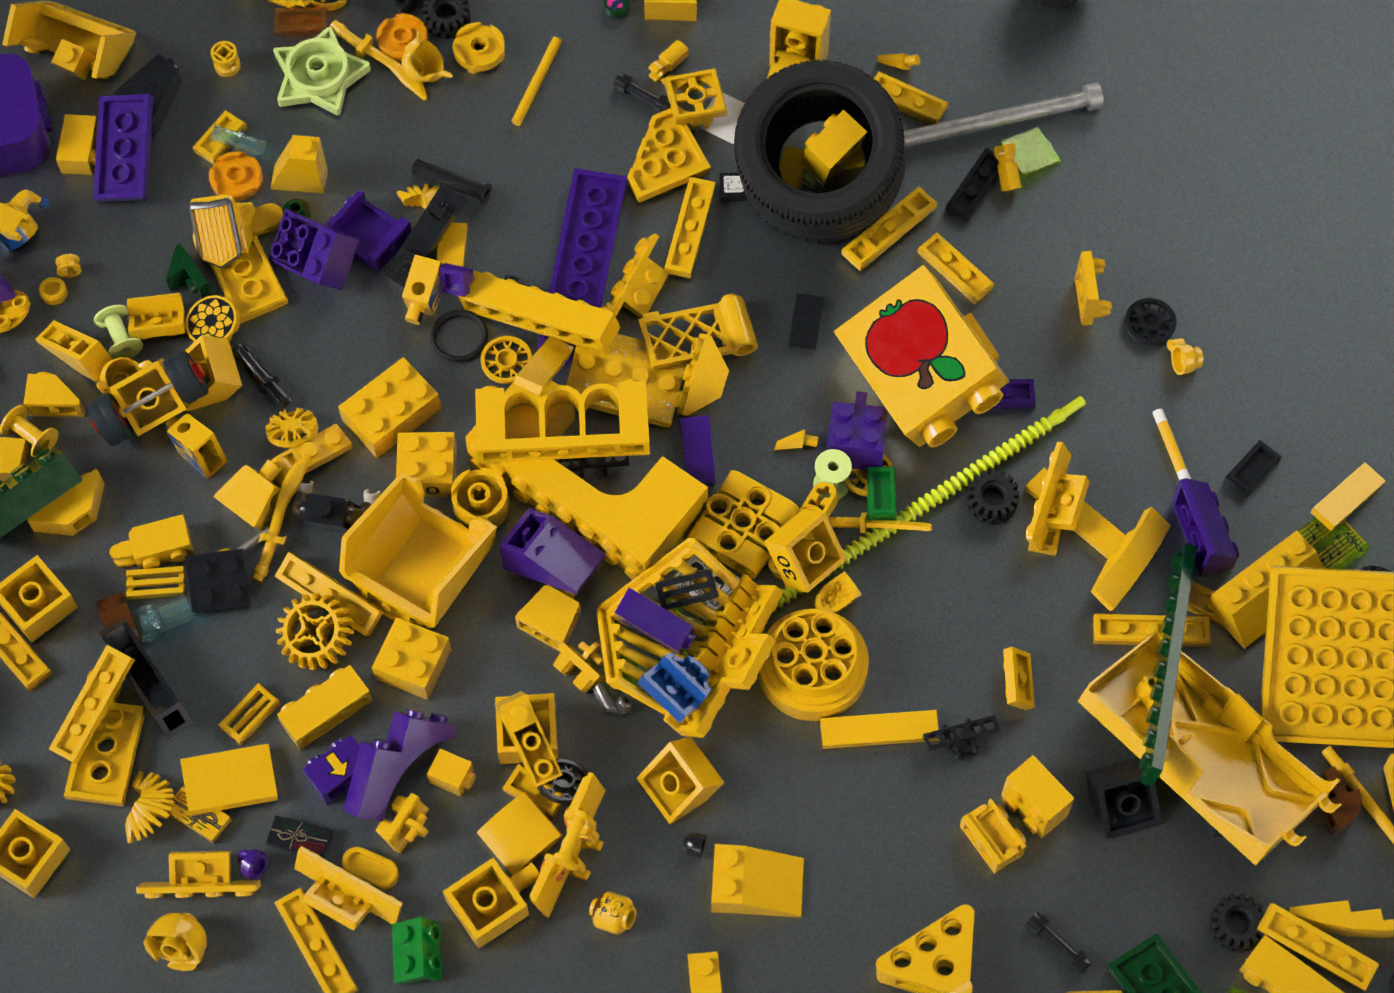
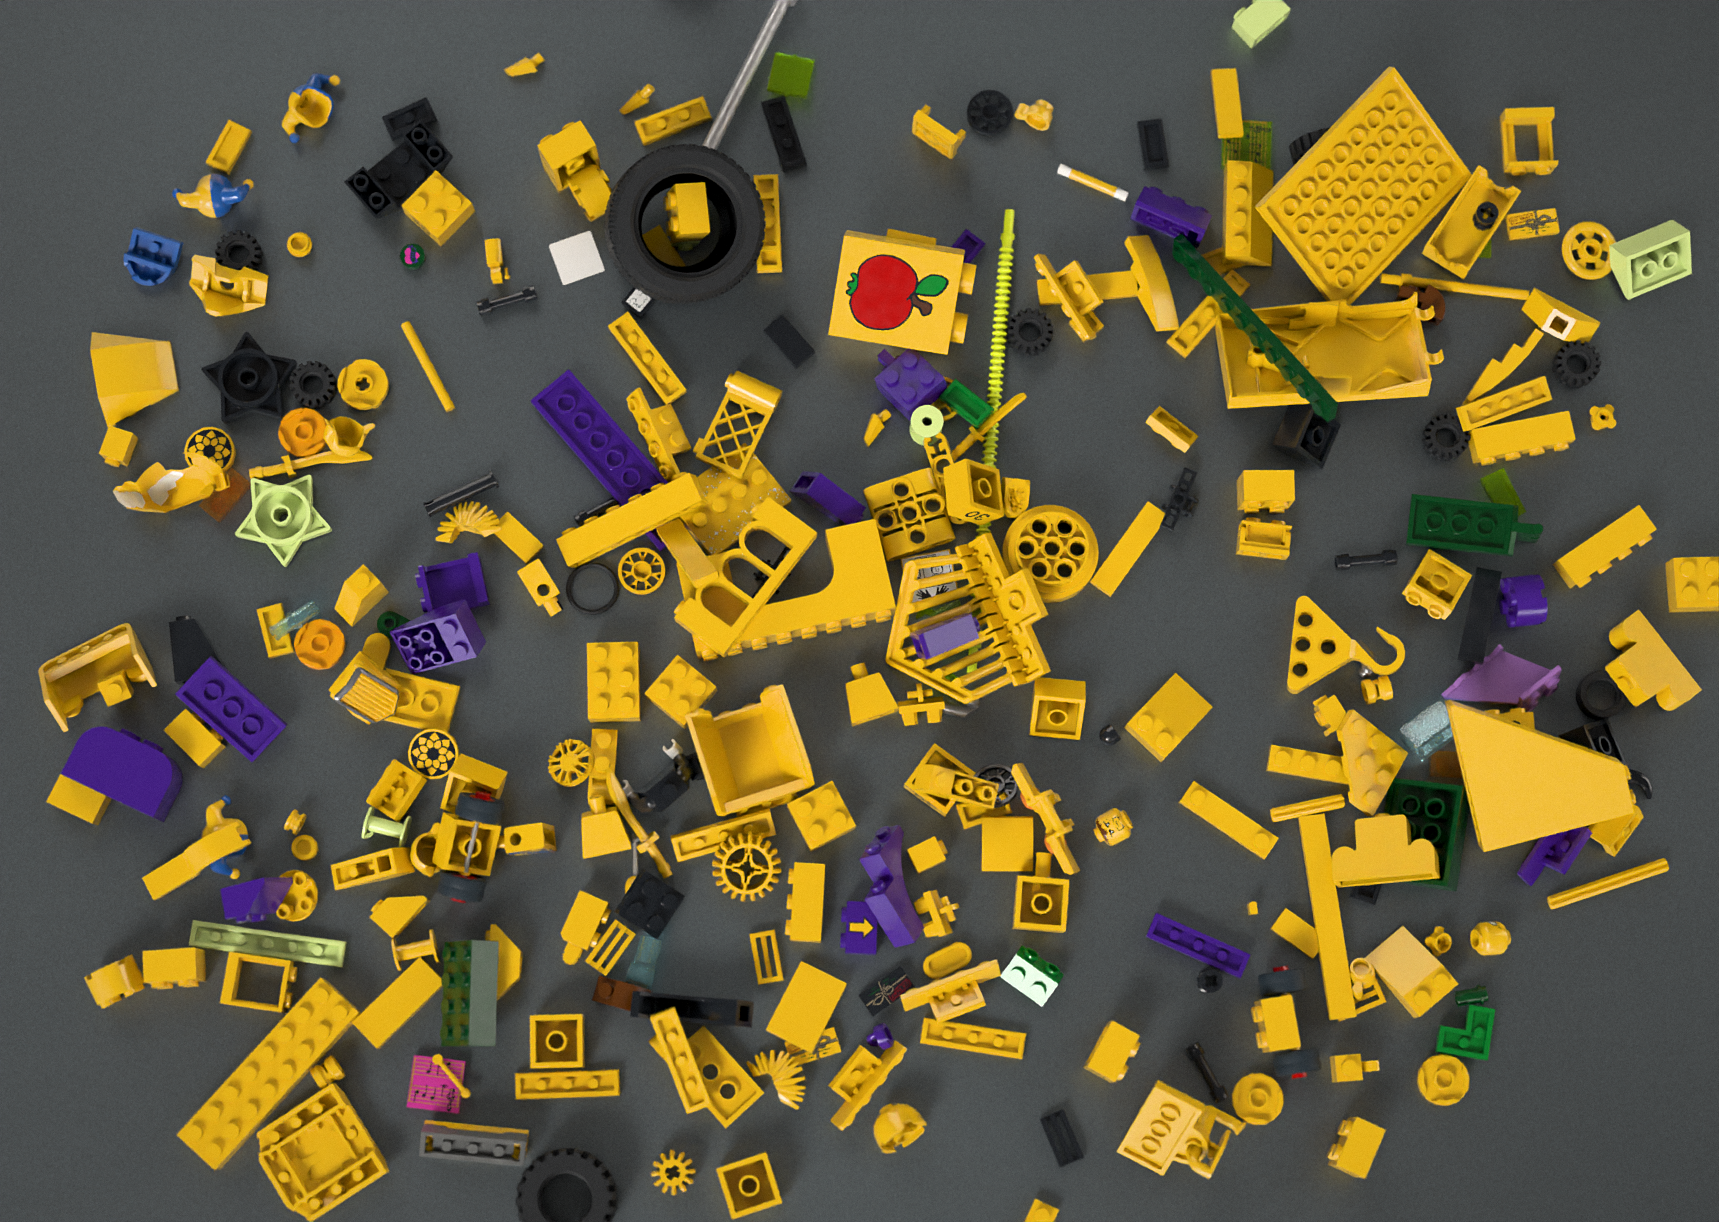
camera: 55 degrees left, 15 degrees up
(184, 271) = (371, 741): dark green slope -> none
(225, 59) = (216, 578): yellow wheel -> none
(254, 367) = (507, 751): black axle -> none
(426, 232) = (496, 550): black hinge -> none
(455, 279) = (557, 558): dark purple tile -> none
(480, 495) = (734, 689): yellow brick -> none
(549, 552) = (826, 661): dark purple slope -> none
(665, 158) = (575, 327): yellow plate -> none
(677, 684) = (1004, 658): blue slope -> none
(688, 83) = (540, 244): yellow piece -> none
(703, 377) = (778, 450): yellow slope -> none
(711, 583) = (934, 593): black tile -> none
(955, 268) = (835, 205): yellow tile -> none
(1007, 167) = (793, 103): yellow bar -> none

